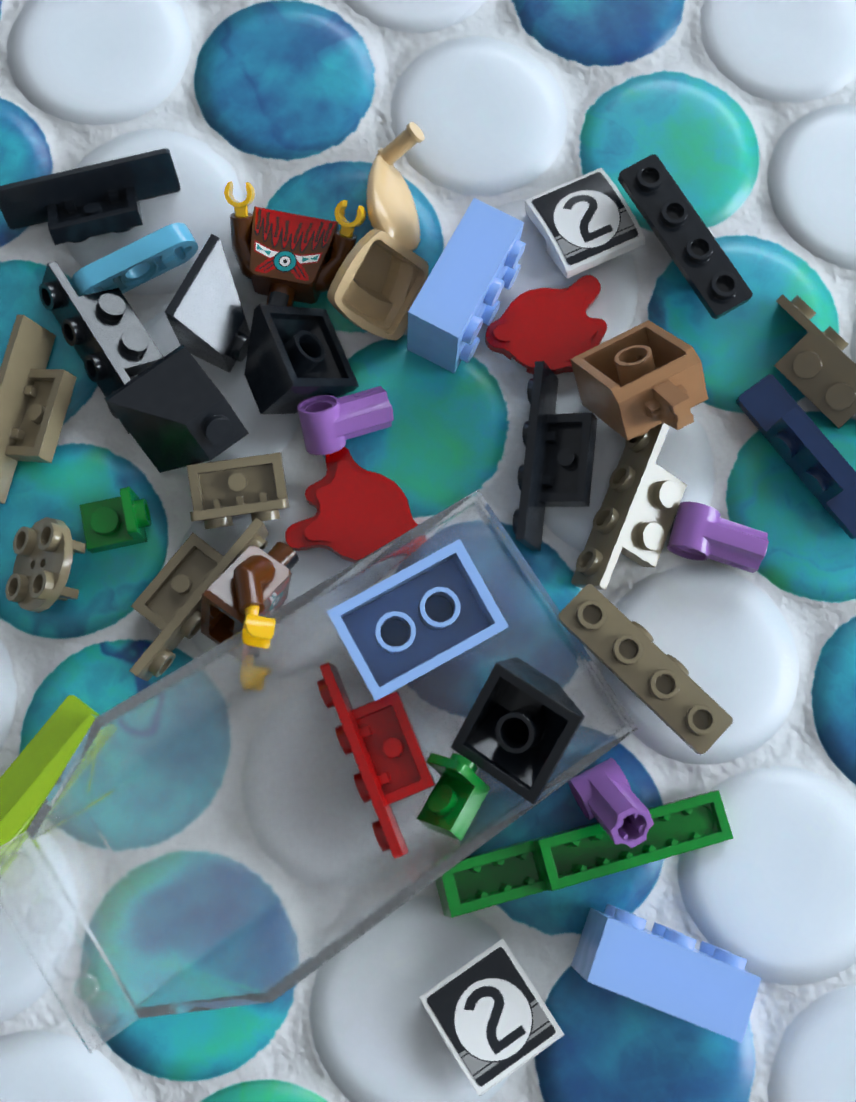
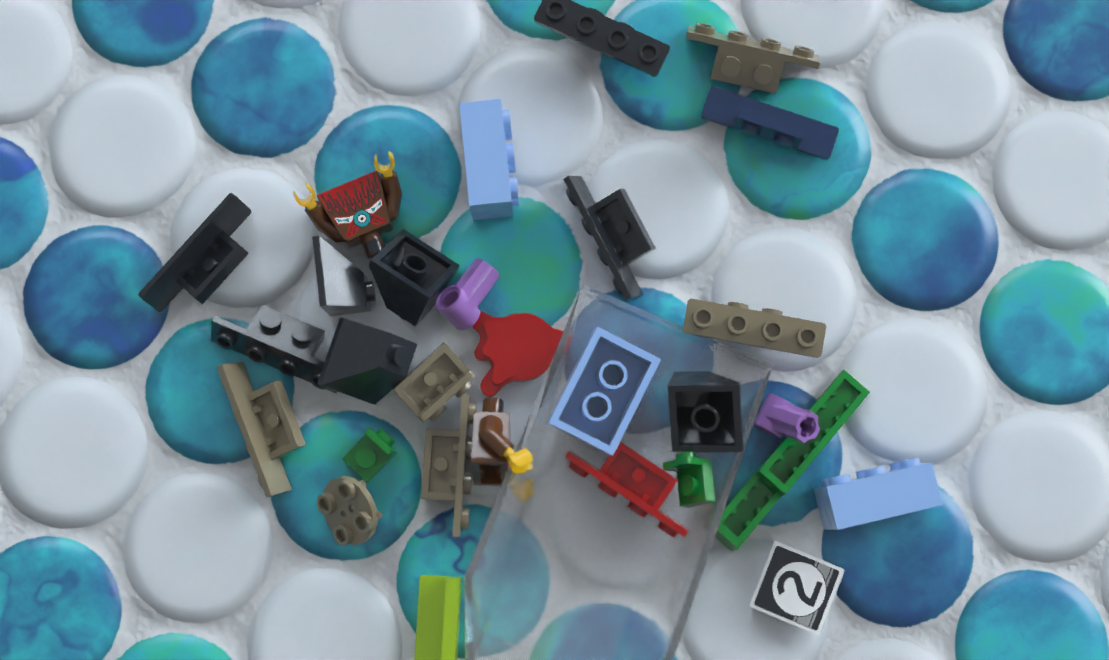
camera: 30 degrees left, 5 degrees up
(137, 261) = (263, 280): medium azure beam -> none
(382, 270) = (428, 185): tan piece -> none
(549, 326) = (558, 147): red tile -> none
(584, 222) = (530, 61): slope -> none
(633, 513) = (684, 231): dark tan bracket -> none
(641, 380) = (636, 149): medium nougat hinge -> none
(703, 535) = (736, 218): medium lavender piece -> none

